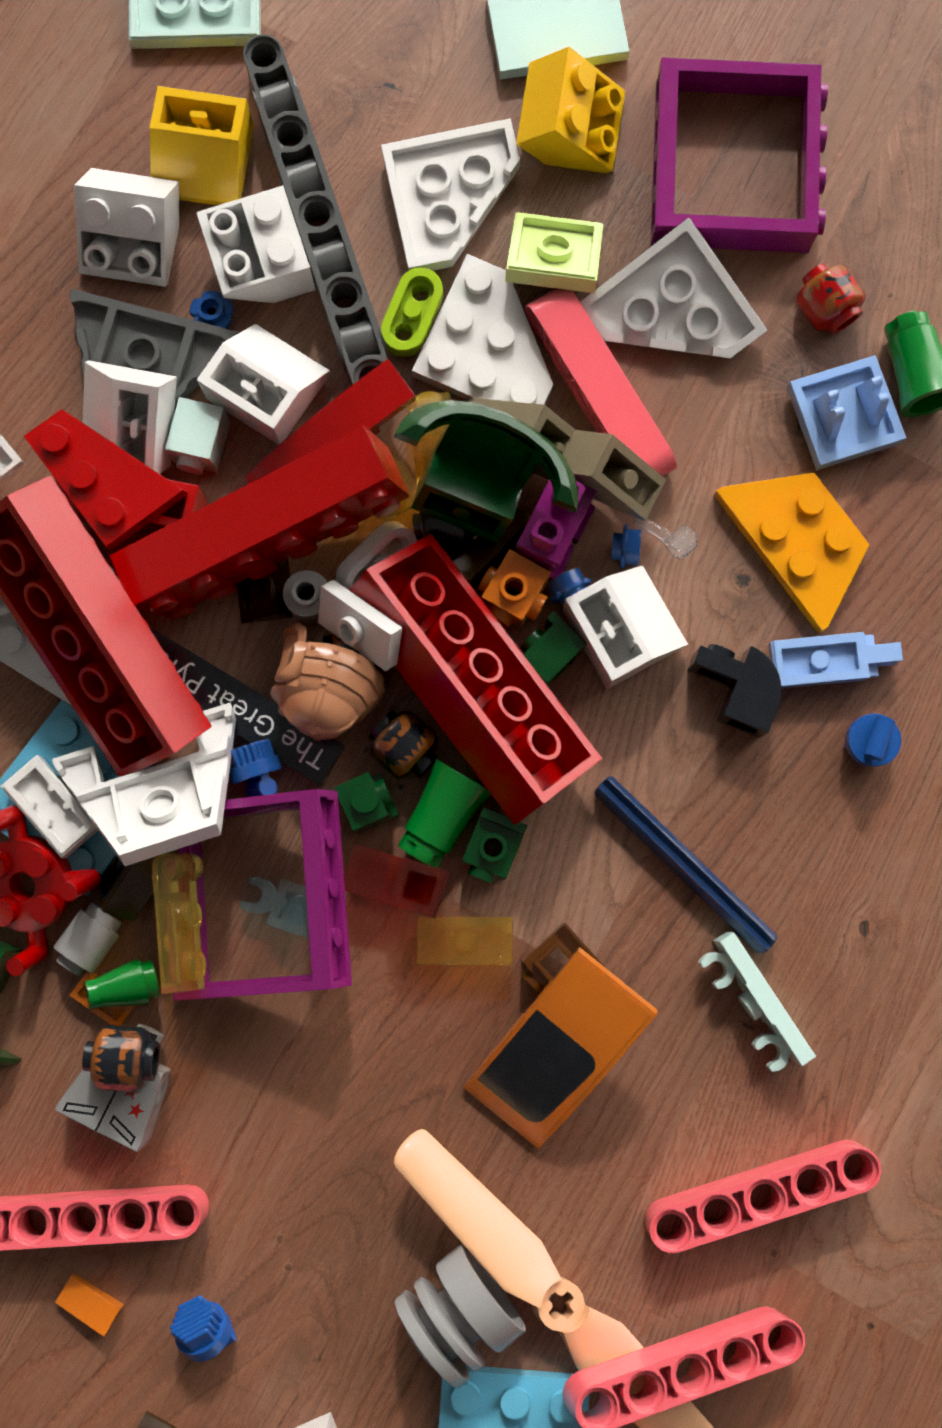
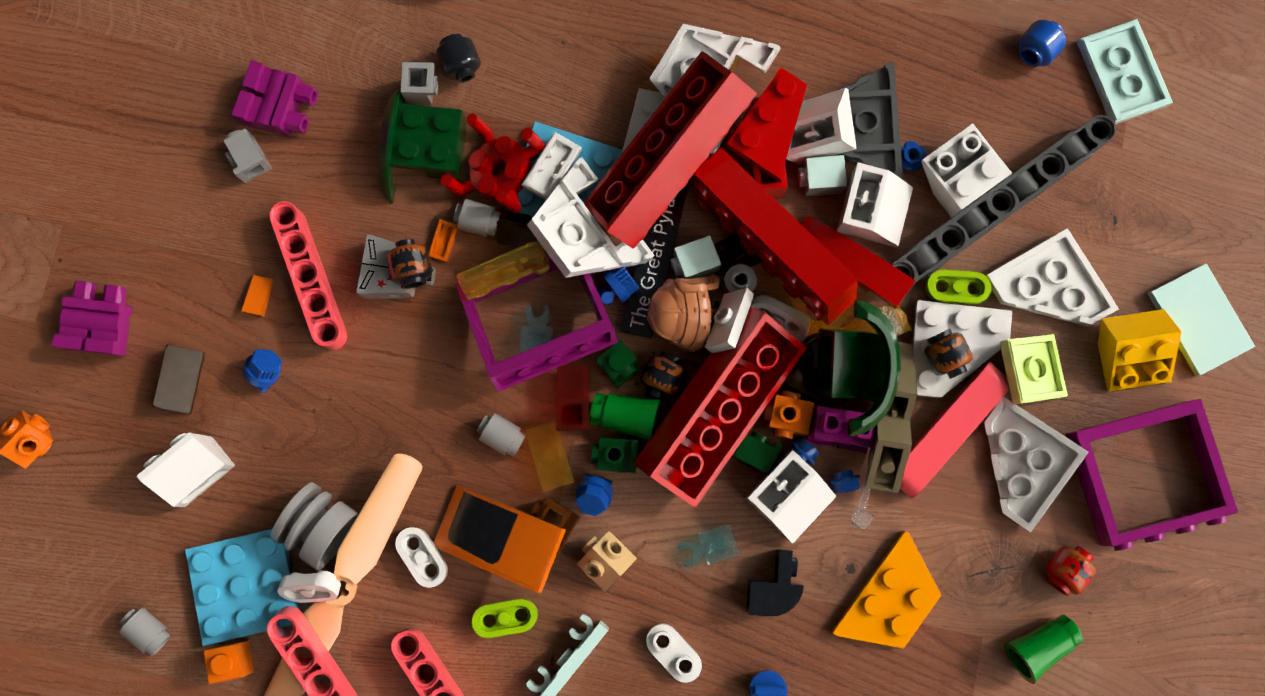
camera: 75 degrees right, 0 degrees up
(117, 89) = (1041, 43): none -> blue head
(124, 986) = (455, 250): green cone -> none
(126, 226) = (950, 81): white slope -> none
(201, 143) = (1021, 110): yellow slope -> none
(254, 647) = (696, 259): none -> light aqua brick
(412, 1001) = (500, 434): none -> light grey brick
(500, 352) = (948, 353): none -> head
(538, 894) = (593, 494): none -> blue piece
(546, 1350) = (309, 587): none -> white plate
(551, 1173) = (419, 559): none -> white plate
(635, 905) = (605, 560): none -> tan brick
(659, 749) = (714, 544): none -> clear light blue plate
(672, 1073) = (505, 618): none -> lime plate
(686, 865) = (644, 586): dark blue axle -> none
(787, 852) = (674, 652): none -> white plate
(831, 659) = (814, 644): light blue hinge -> none
(846, 412) = (992, 605): light blue plate -> none

